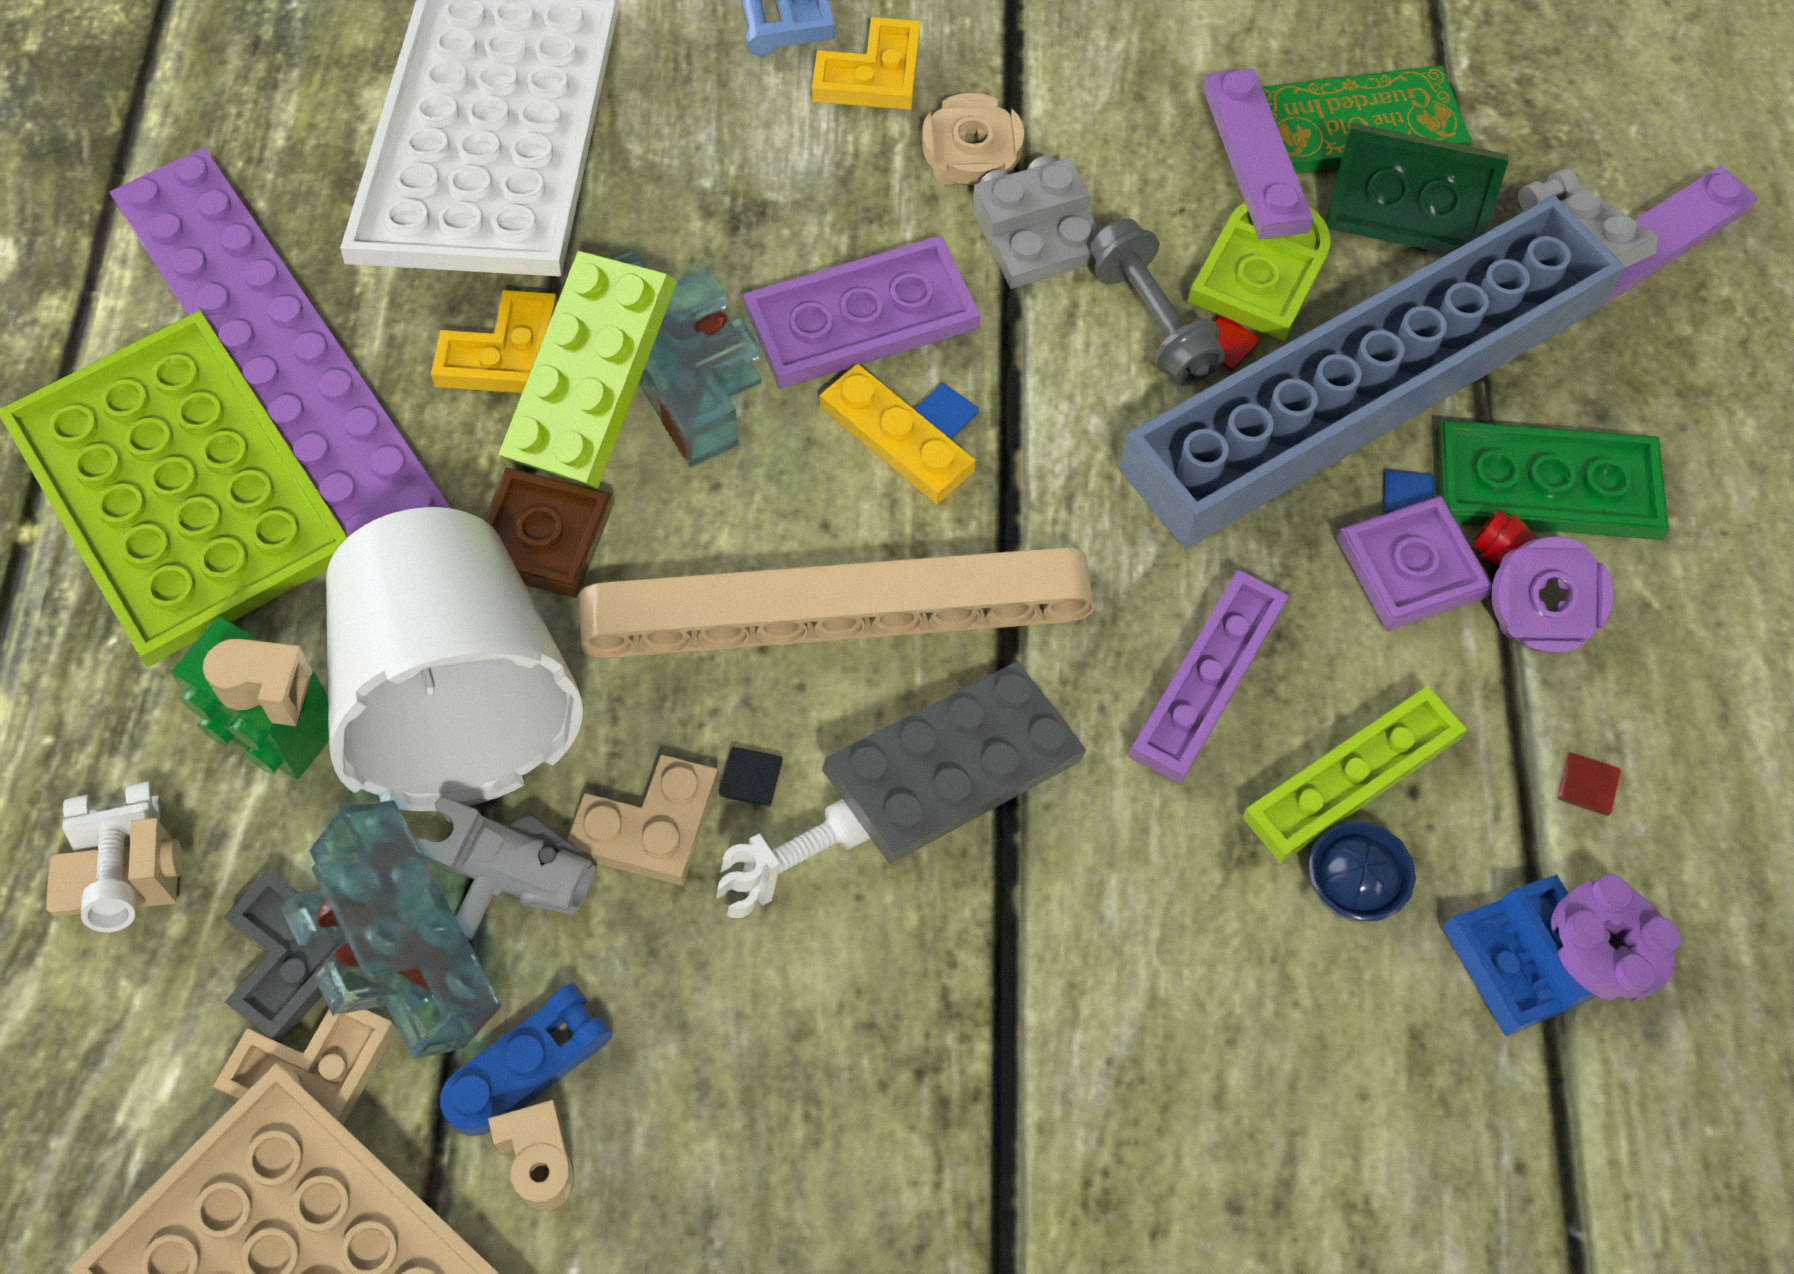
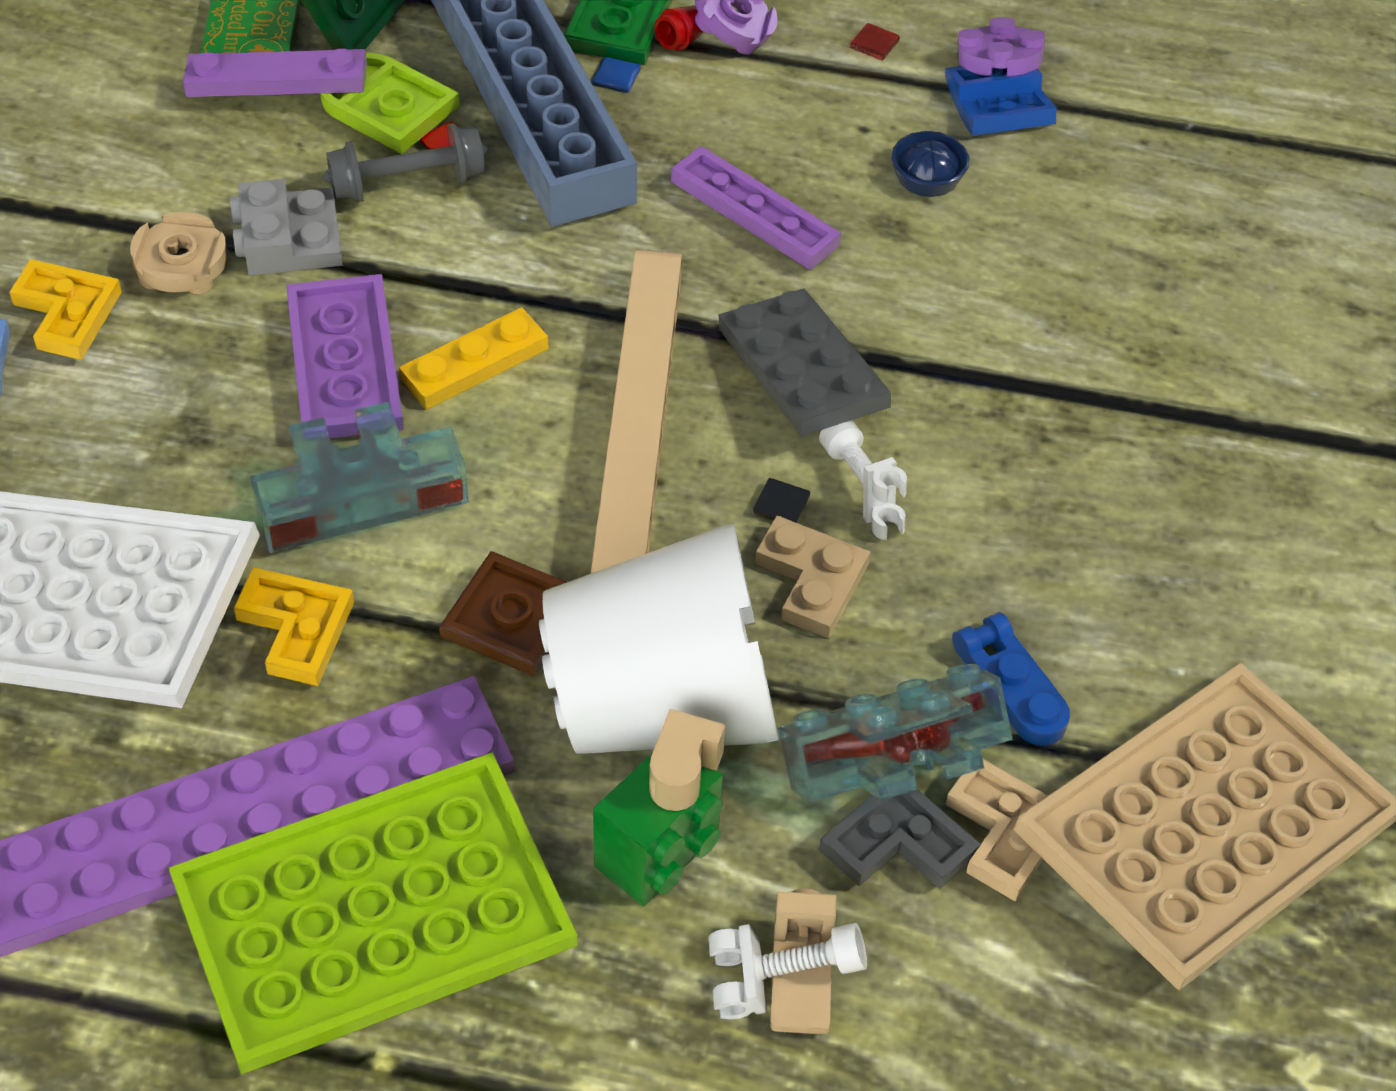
camera: 80 degrees left, 10 degrees down
(512, 860) = (838, 658): light grey piece -> none
(542, 1163) = (1095, 669): tan leg -> none
(588, 368) = (367, 532): plate -> none
(947, 410) = (459, 321): blue piece -> none
(1353, 774) = (852, 148): lime plate -> none
(1414, 563) = (684, 79): medium lavender plate -> none

